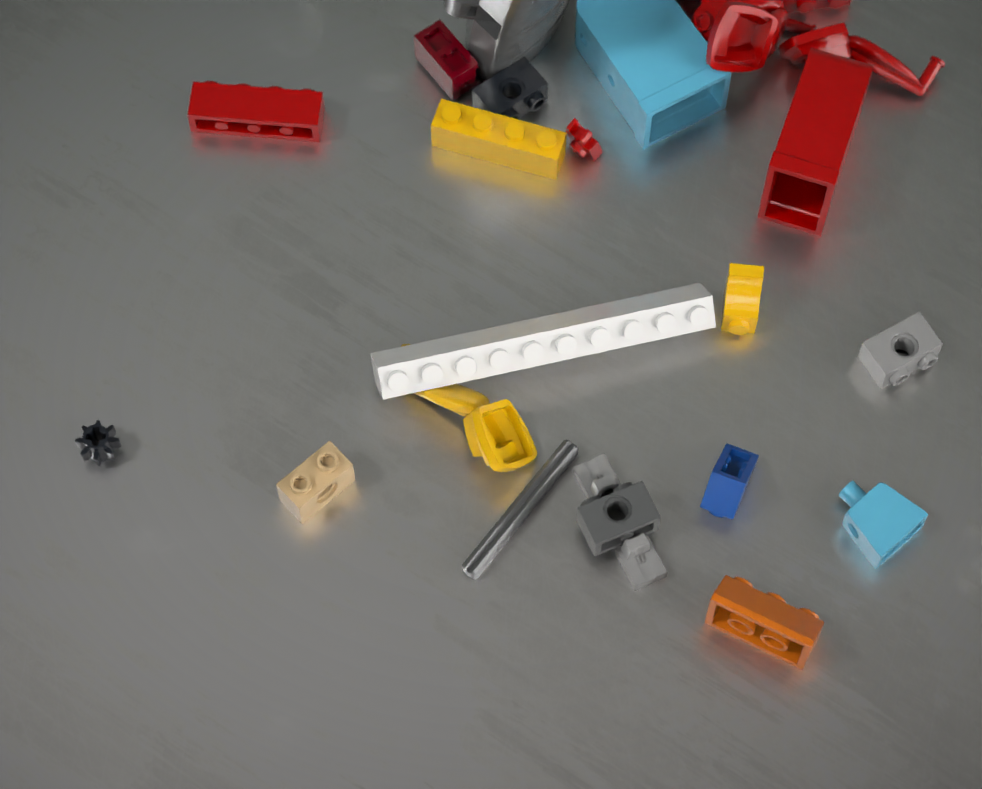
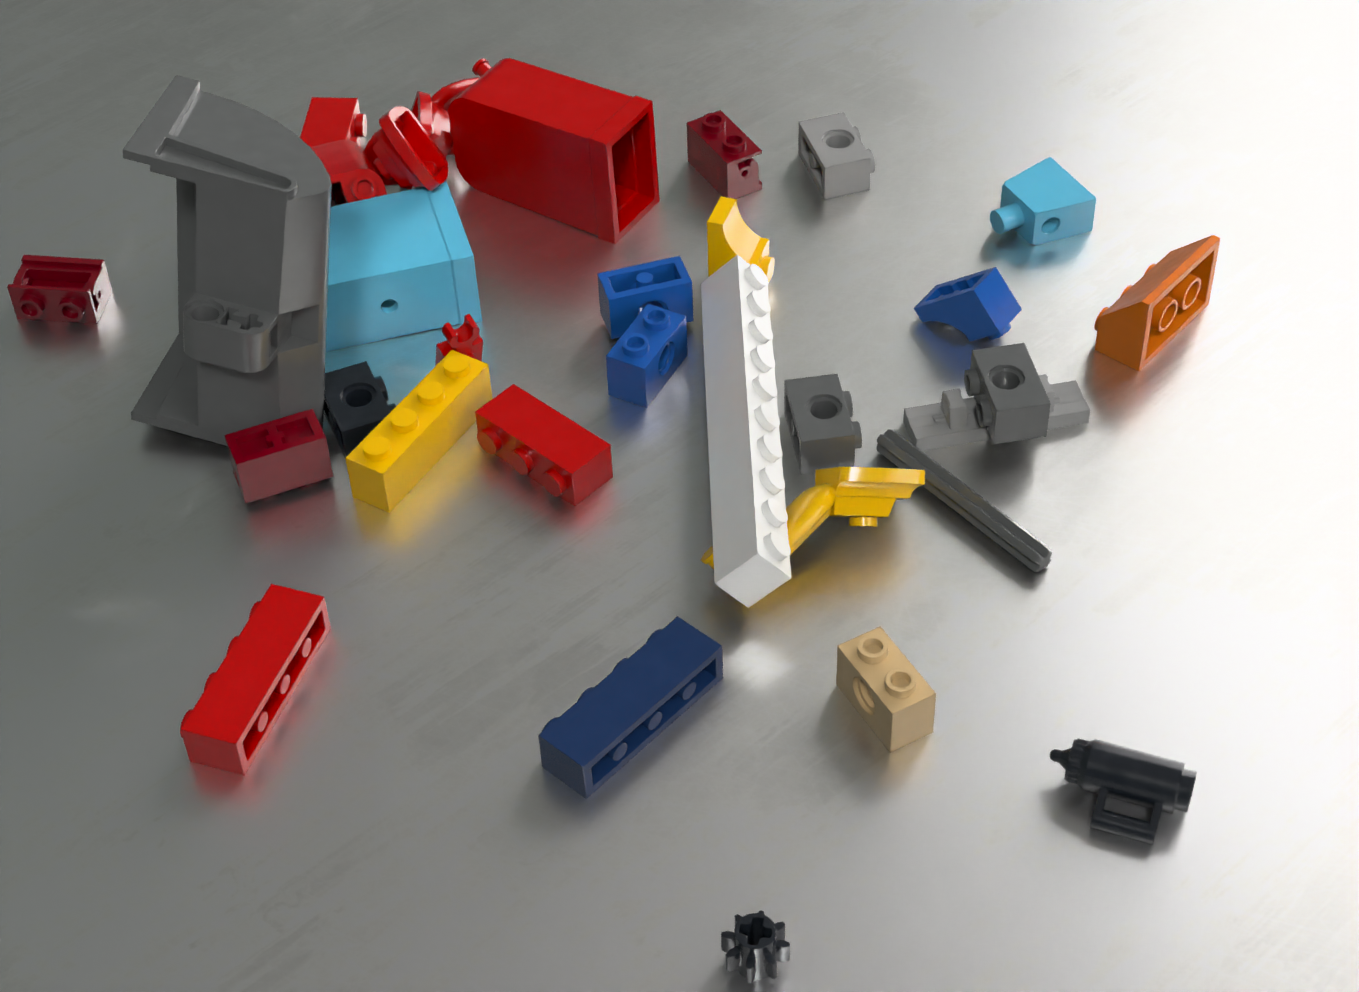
camera: 75 degrees left, 20 degrees down
(270, 647) = (1129, 777): none -> black piece
(275, 331) = (630, 706): none -> dark blue brick
(504, 220) = (544, 445): none -> red brick
(582, 382) = (821, 423): none -> dark grey brick
(612, 264) = (647, 355): none -> blue brick
(671, 247) = (629, 289): none -> blue brick
(871, 267) = (723, 155): none -> dark red hinge

